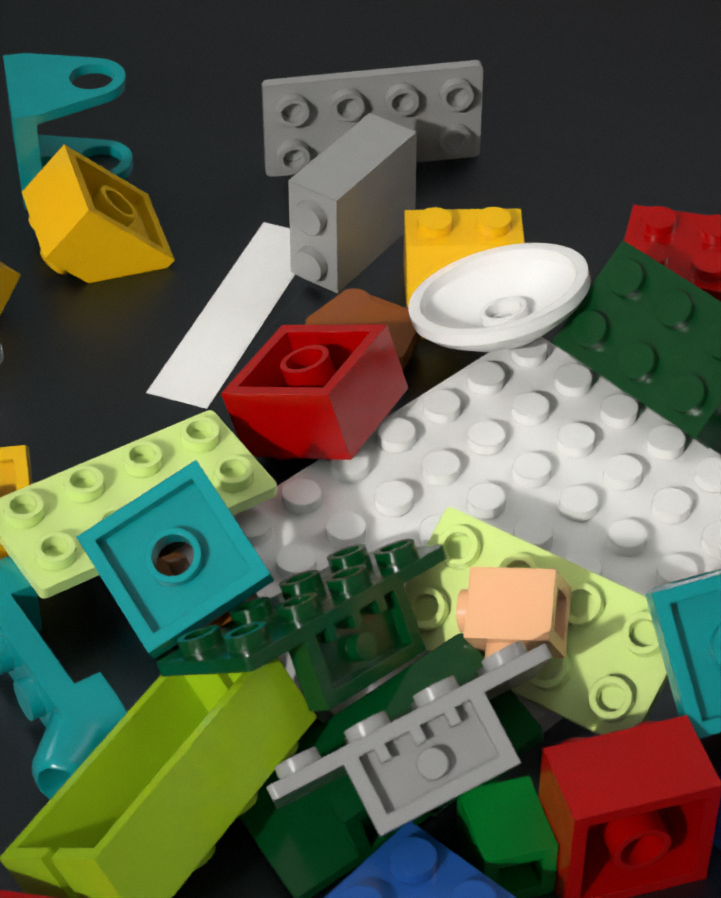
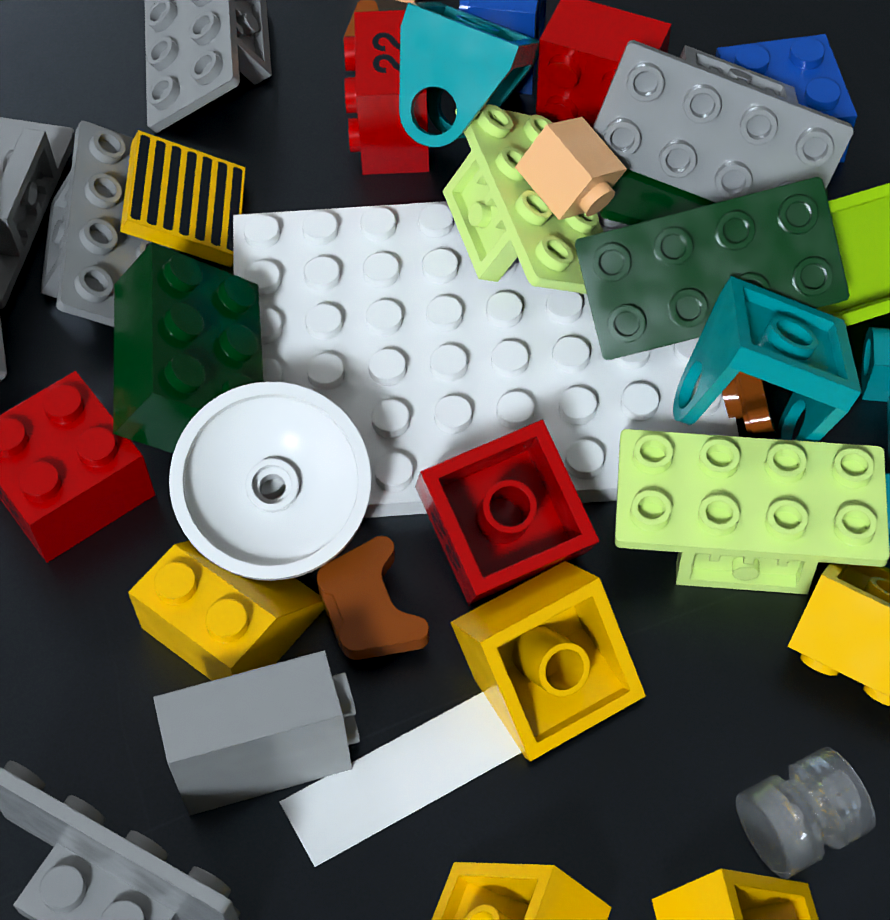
camera: 140 degrees left, 15 degrees up
(203, 357) = (550, 657): none -> yellow slope

